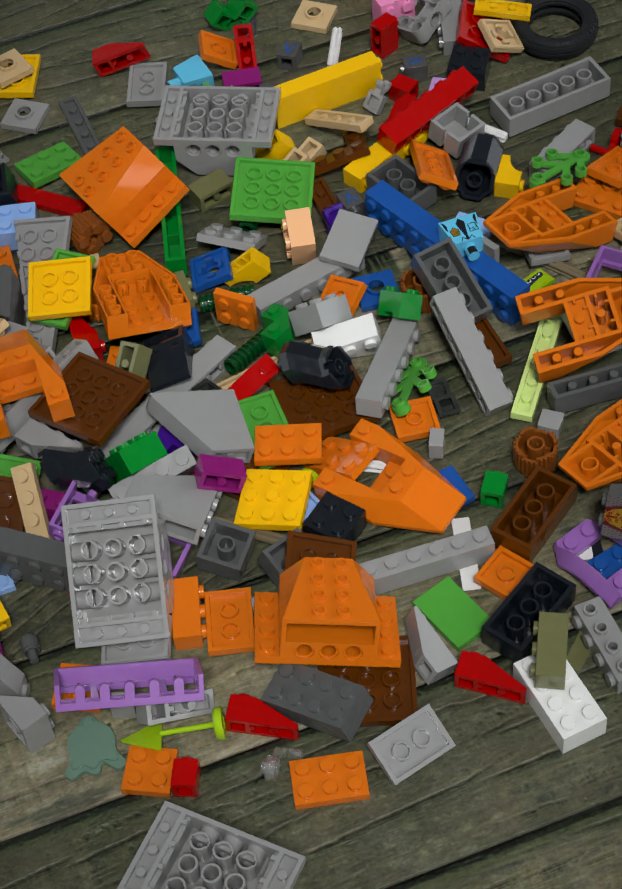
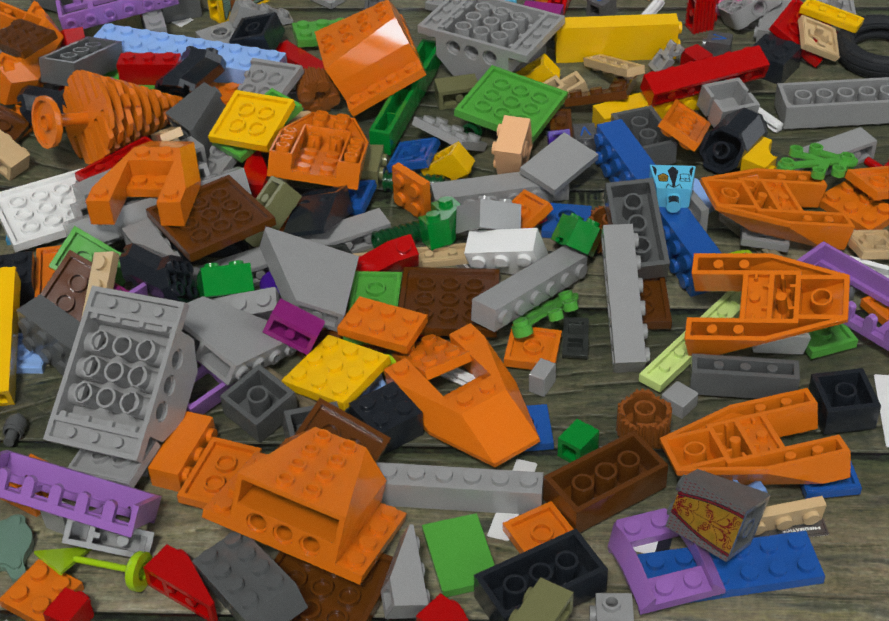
camera: 20 degrees right, 10 degrees down
(316, 365) = (454, 260): black brick -> none

